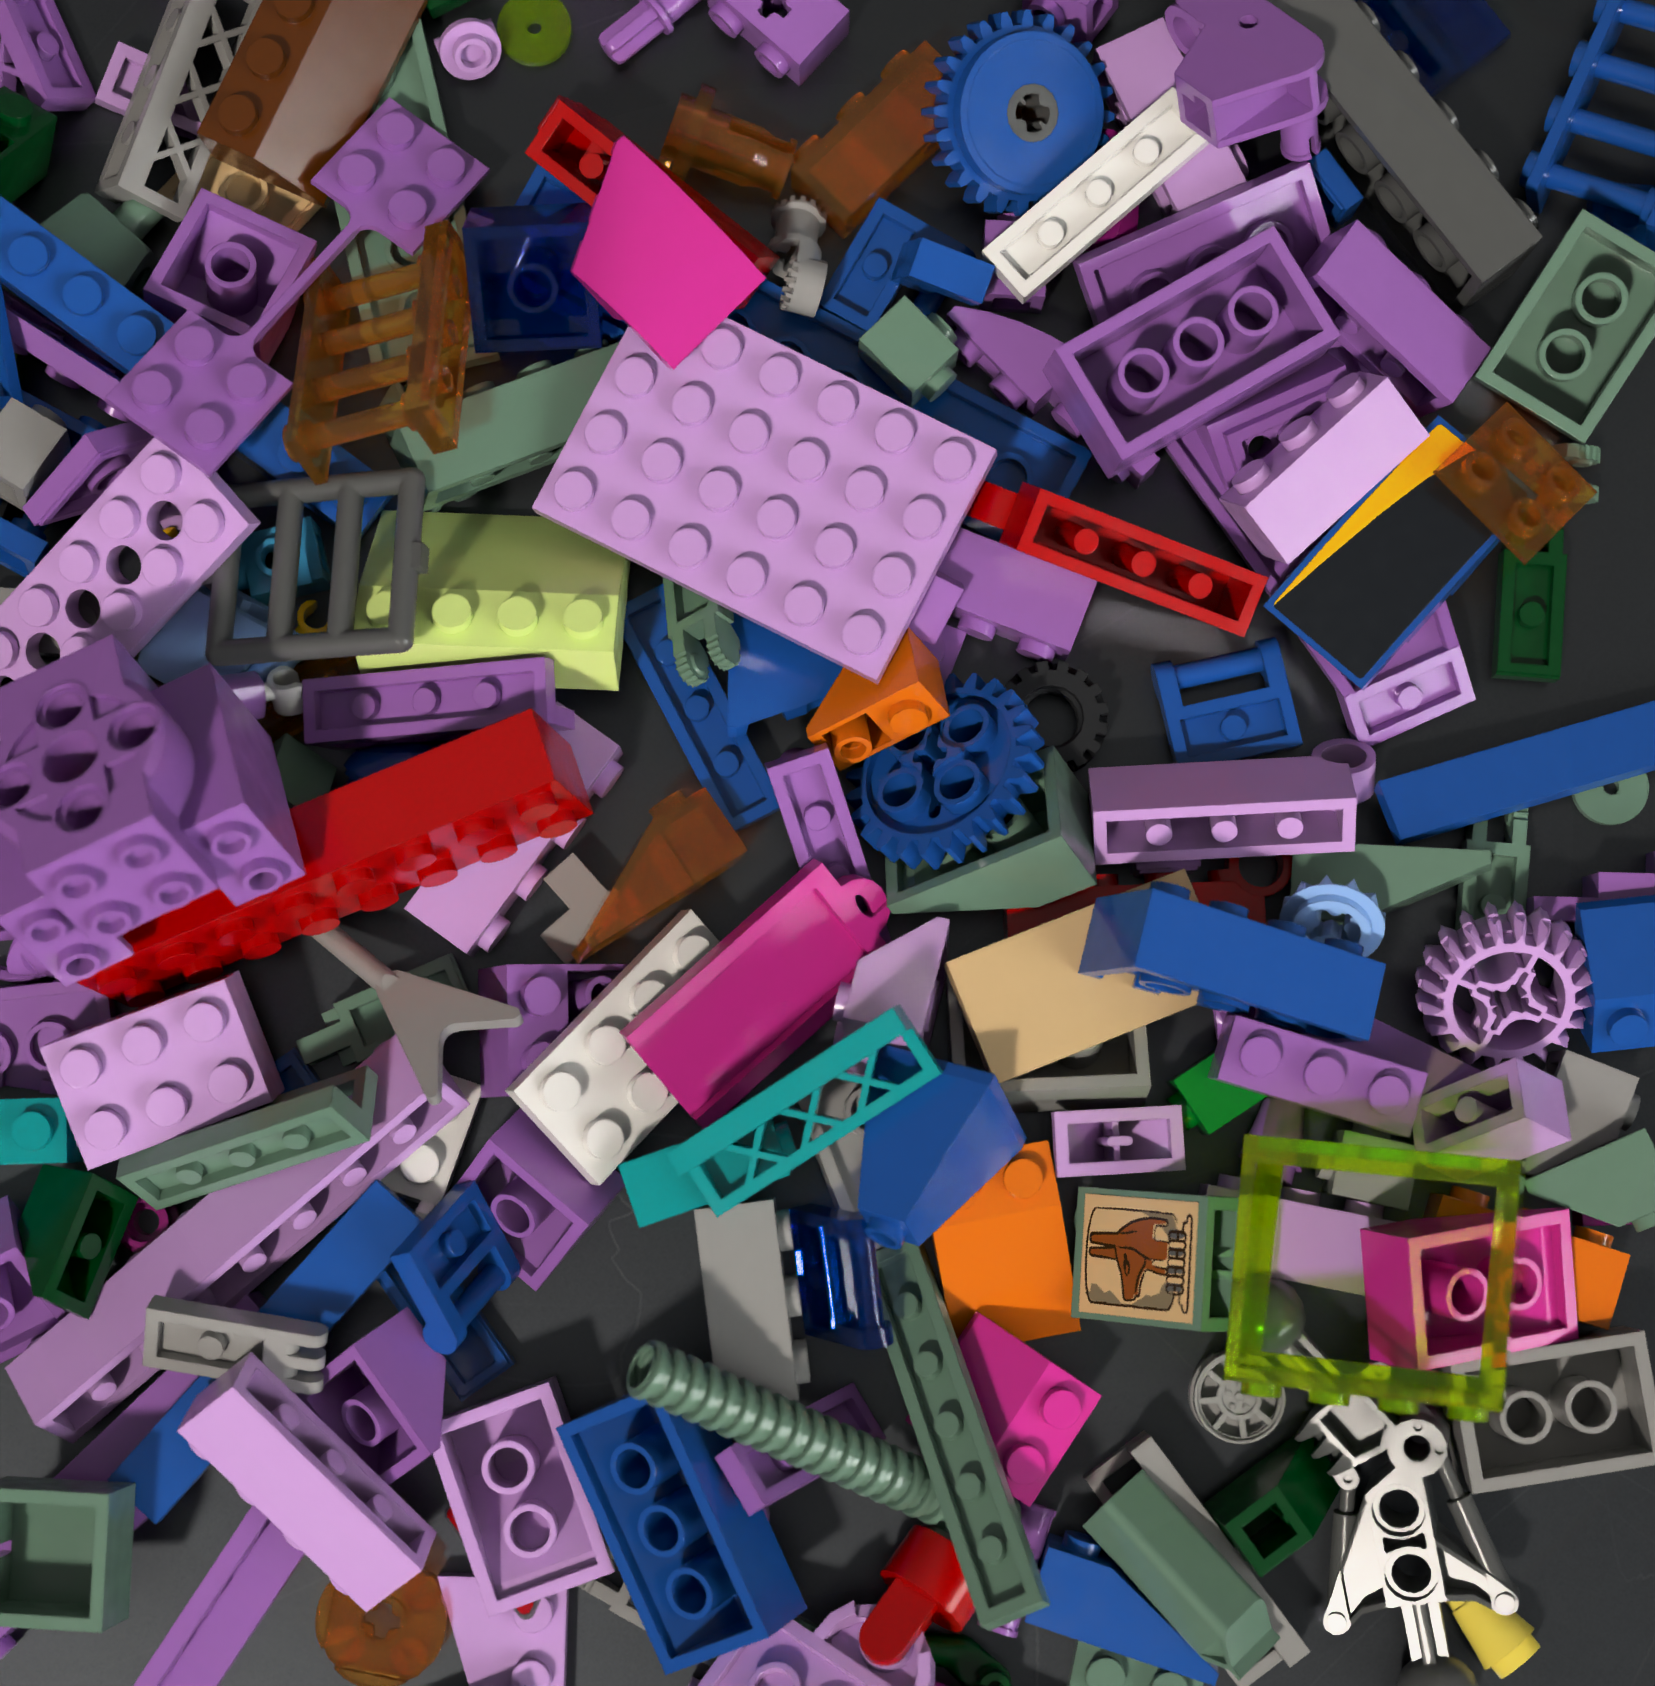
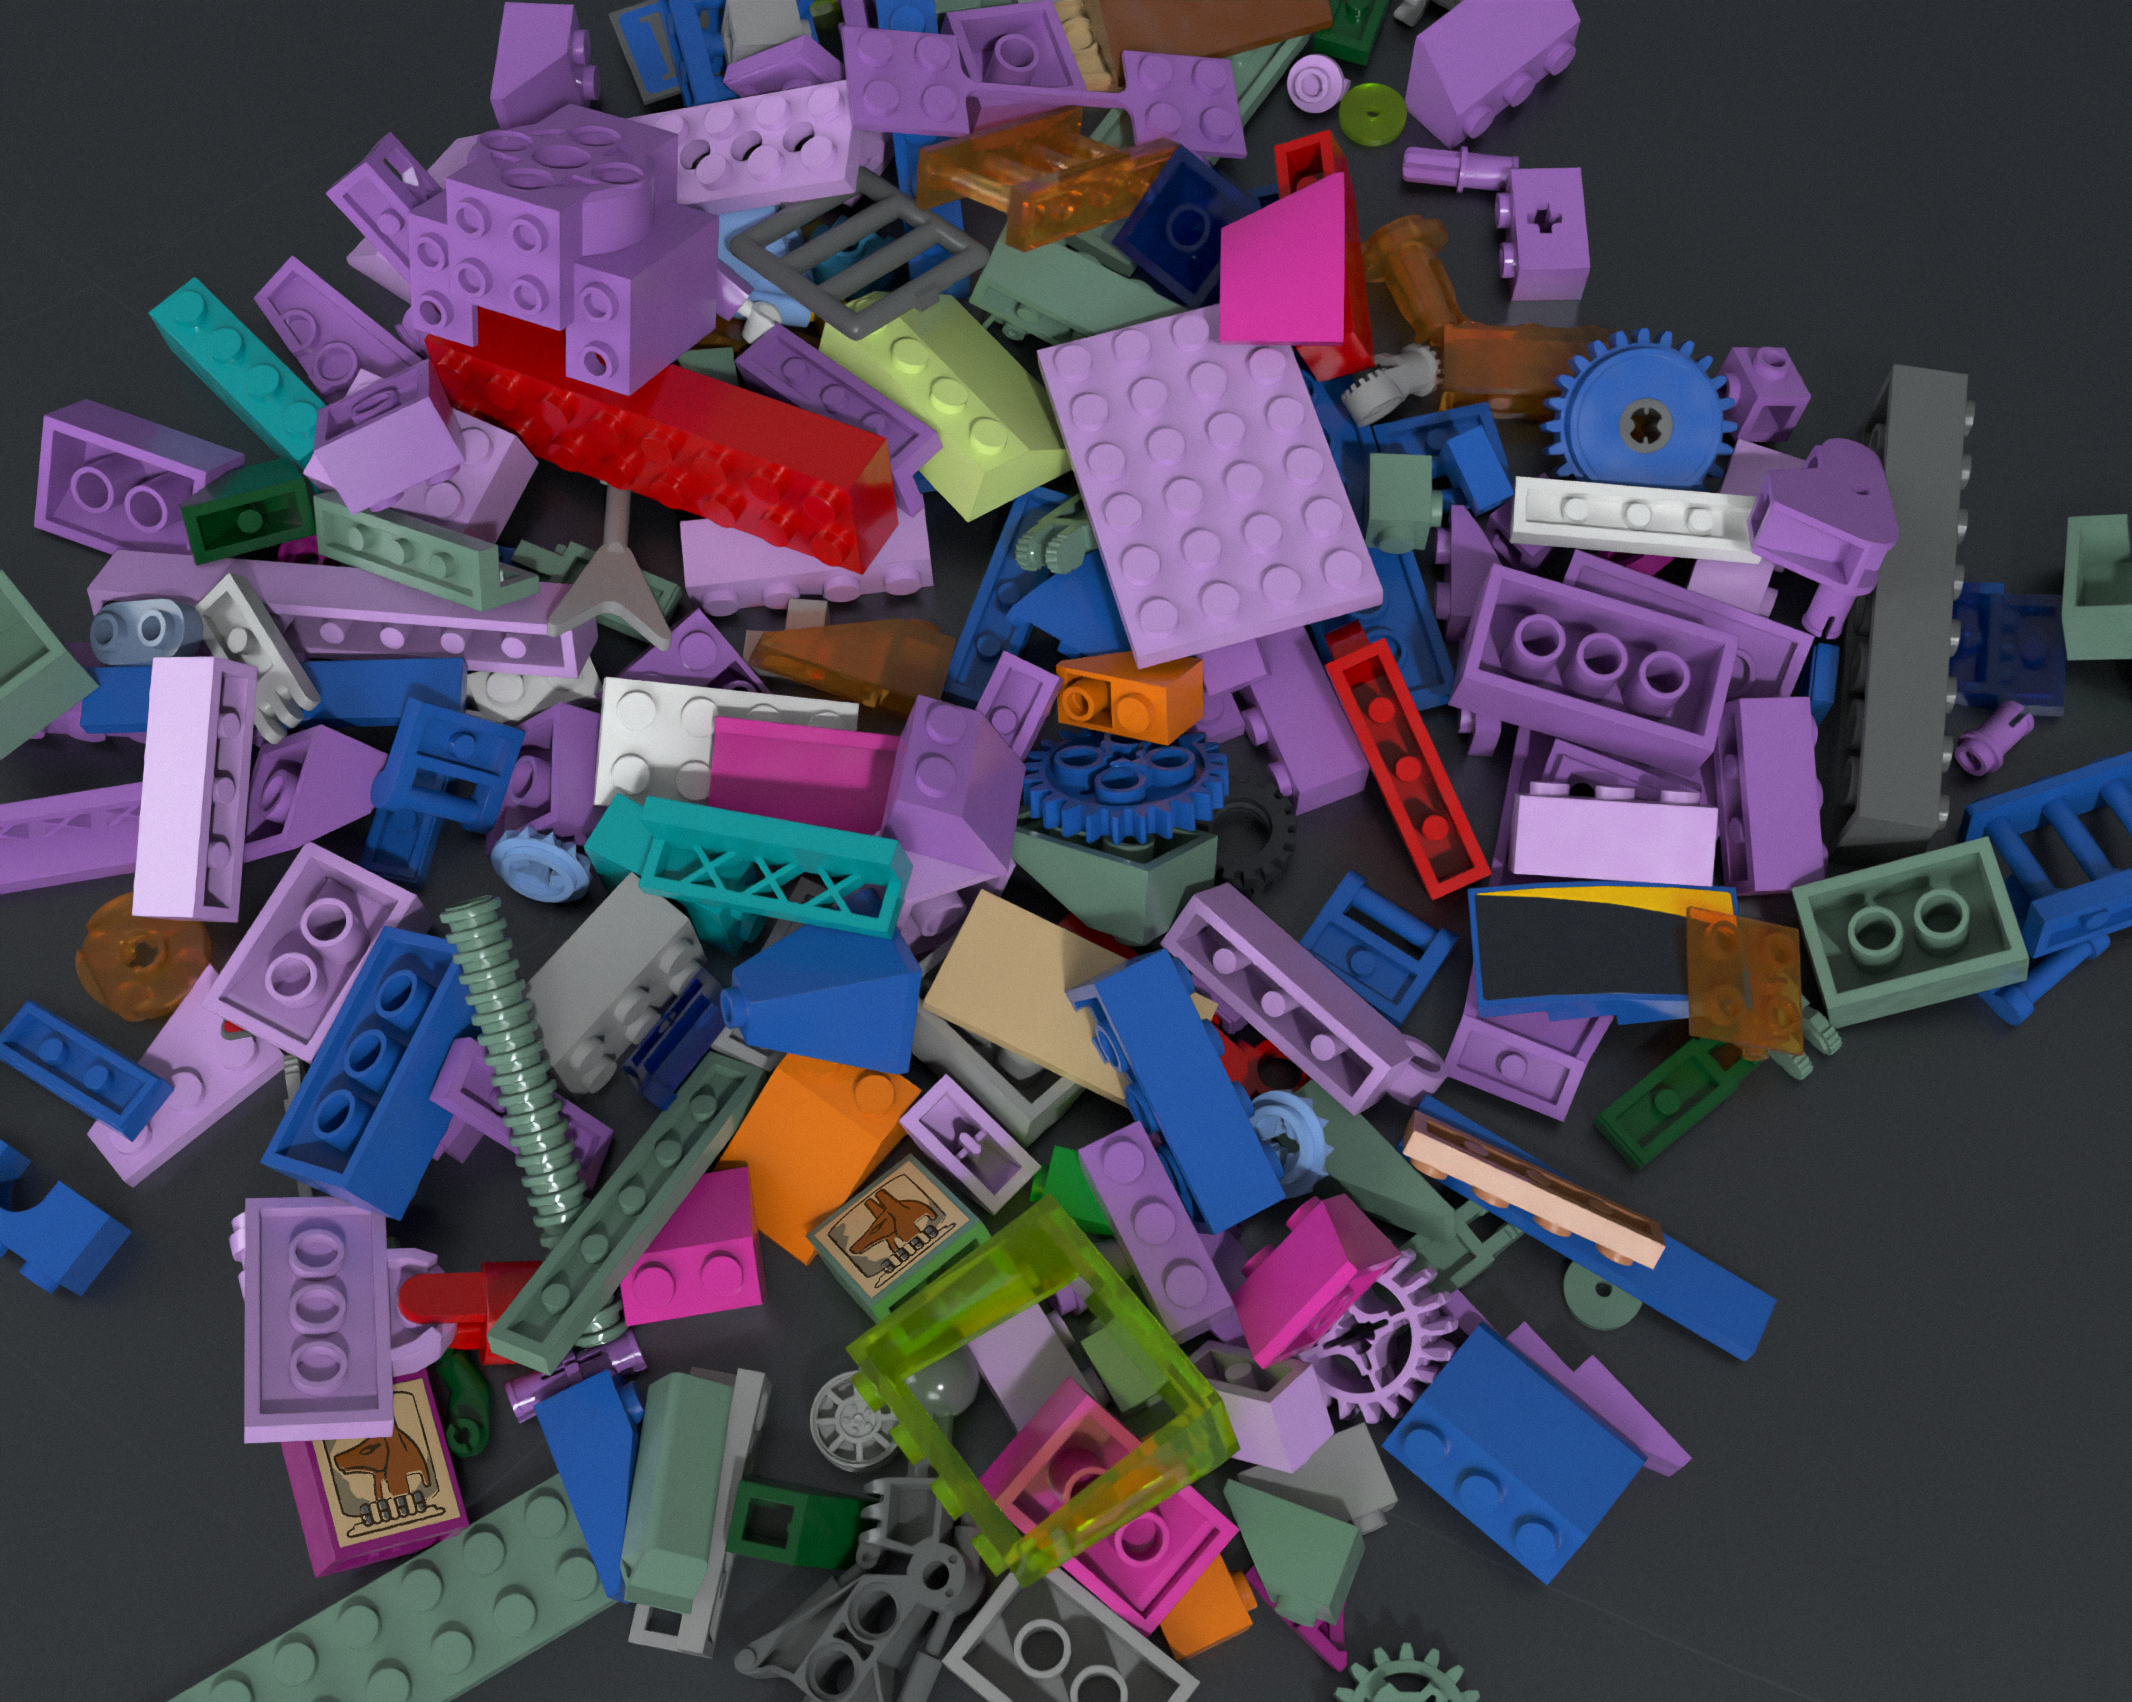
camera: 50 degrees right, 15 degrees down
(115, 1419) = (145, 629): none -> sand blue plate
(140, 1083) = (389, 439): none -> medium lavender slope
(598, 1261) = (541, 866): none -> light blue gear
(858, 918) = (954, 788): none -> medium lavender slope
(1460, 1004) = (1309, 1278): none -> dark pink slope
(1484, 102) = (1983, 749): none -> medium lavender pin
(1521, 780) = (1554, 1201): none -> nougat plate

